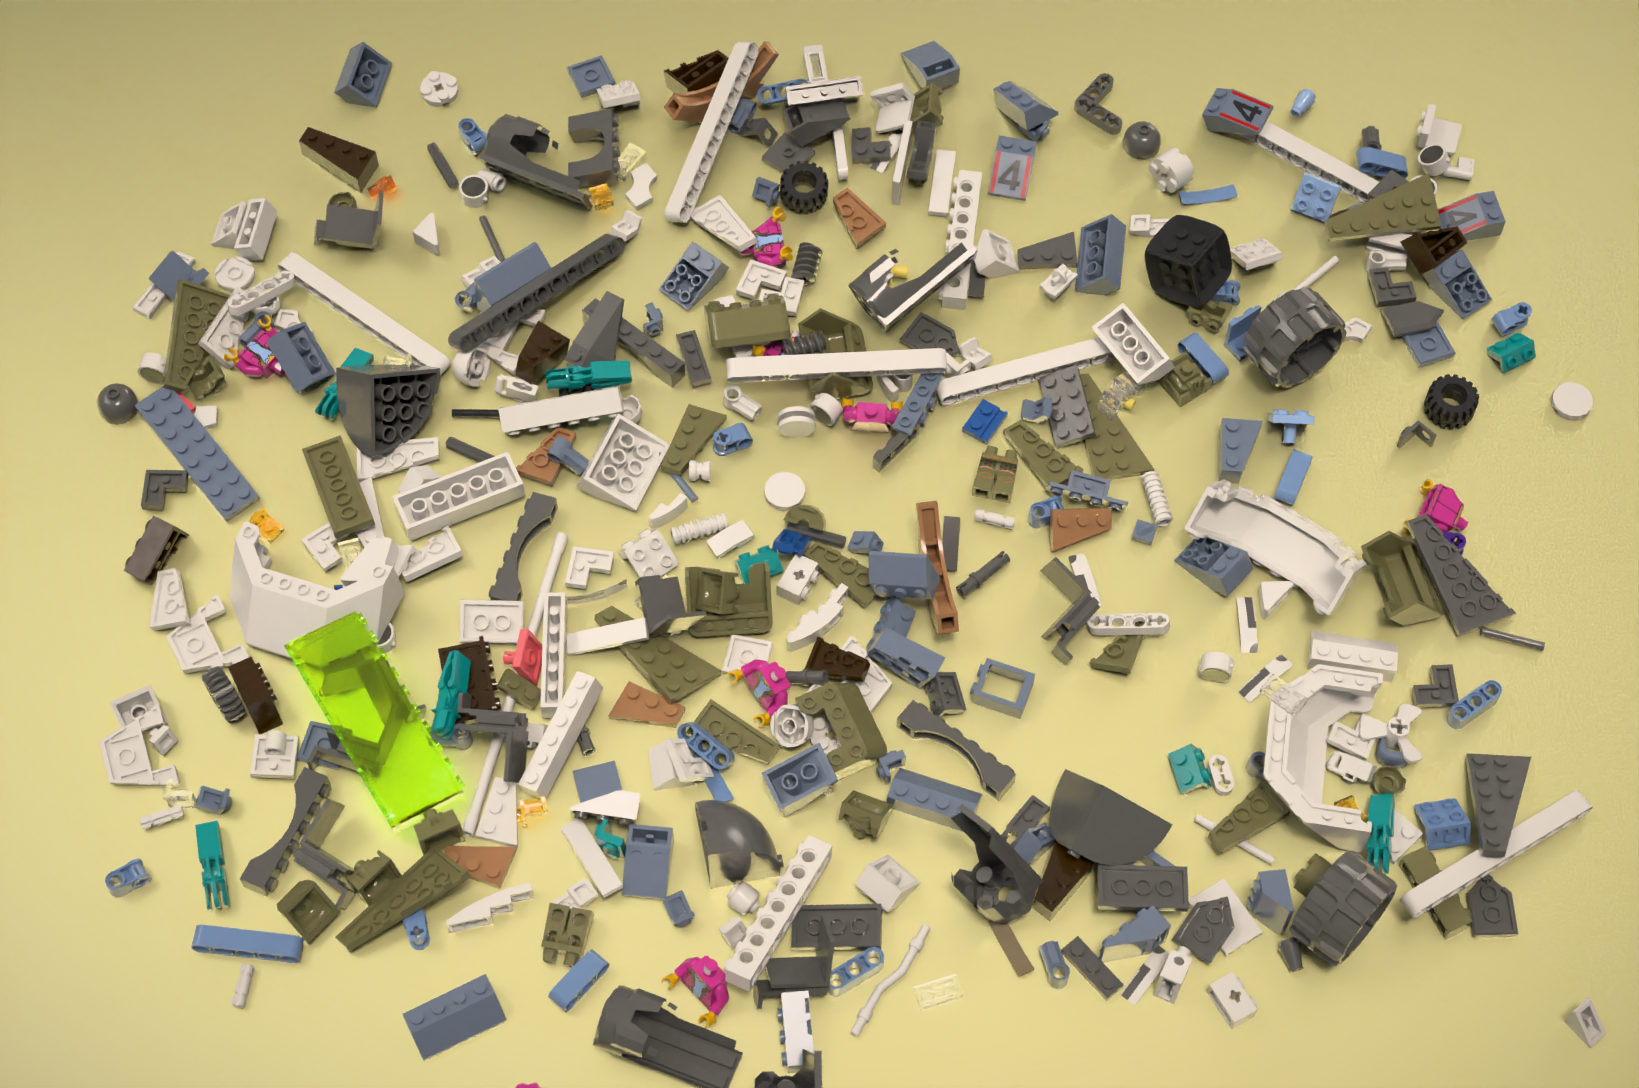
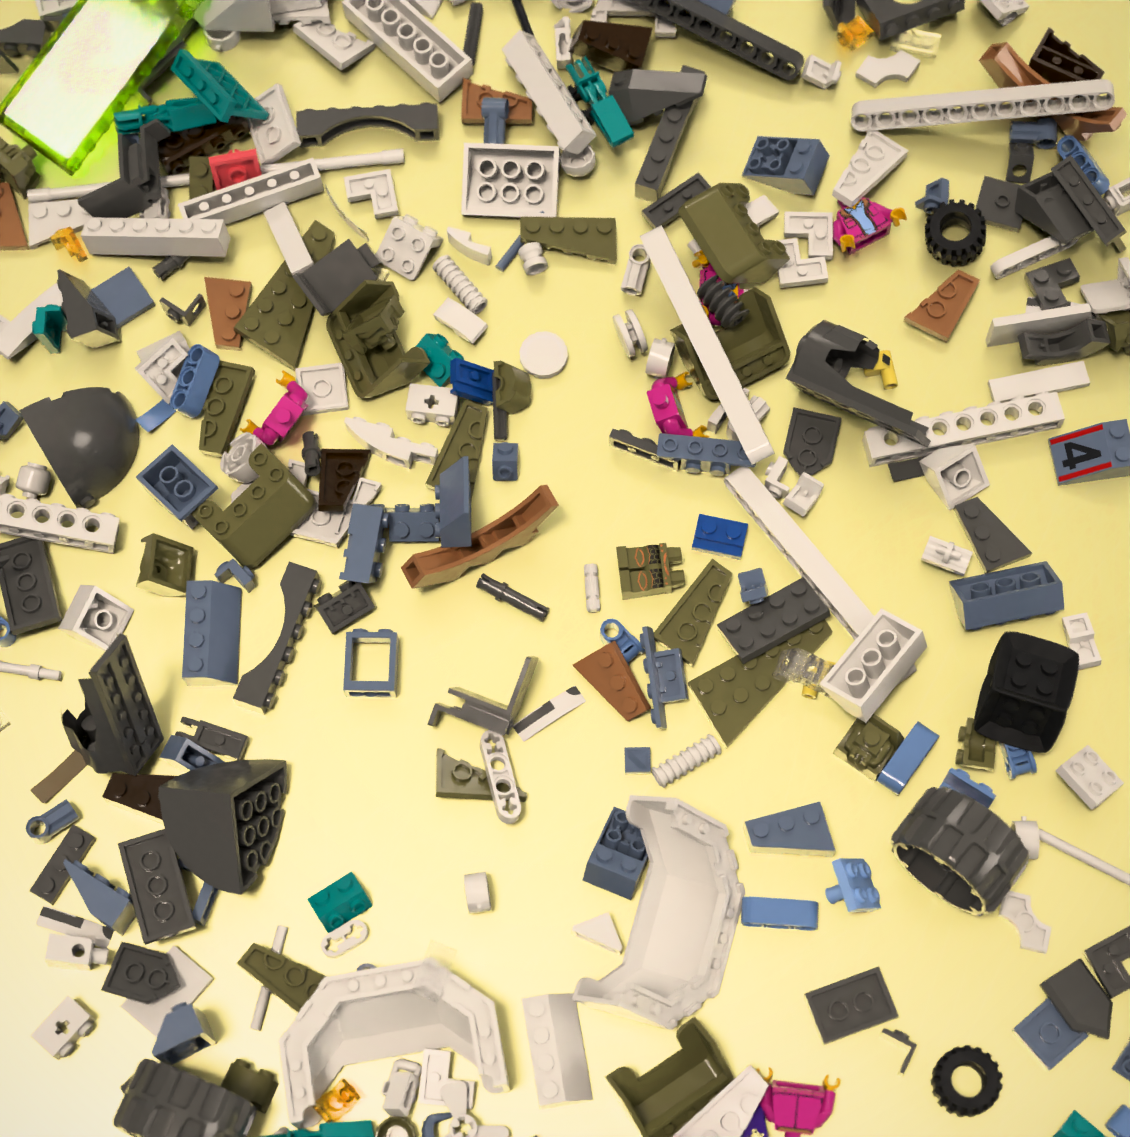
camera: 75 degrees right, 10 degrees up
(444, 646) = (216, 88): none -> teal fence
(634, 744) = (187, 316): none -> dark grey bracket
(647, 861) = (45, 372): sand blue slope -> none
(655, 322) = (713, 143): sand blue bracket -> none
(733, 437) = (587, 279): medium blue piece -> none
(807, 263) = (852, 272): dark grey piece -> none
(951, 541) = (542, 551): dark grey sticker -> none
(1247, 624) = (557, 915): white sticker -> none
(1252, 687) = (493, 957): white sticker -> none
(1375, 455) = (851, 1005): none -> dark grey plate

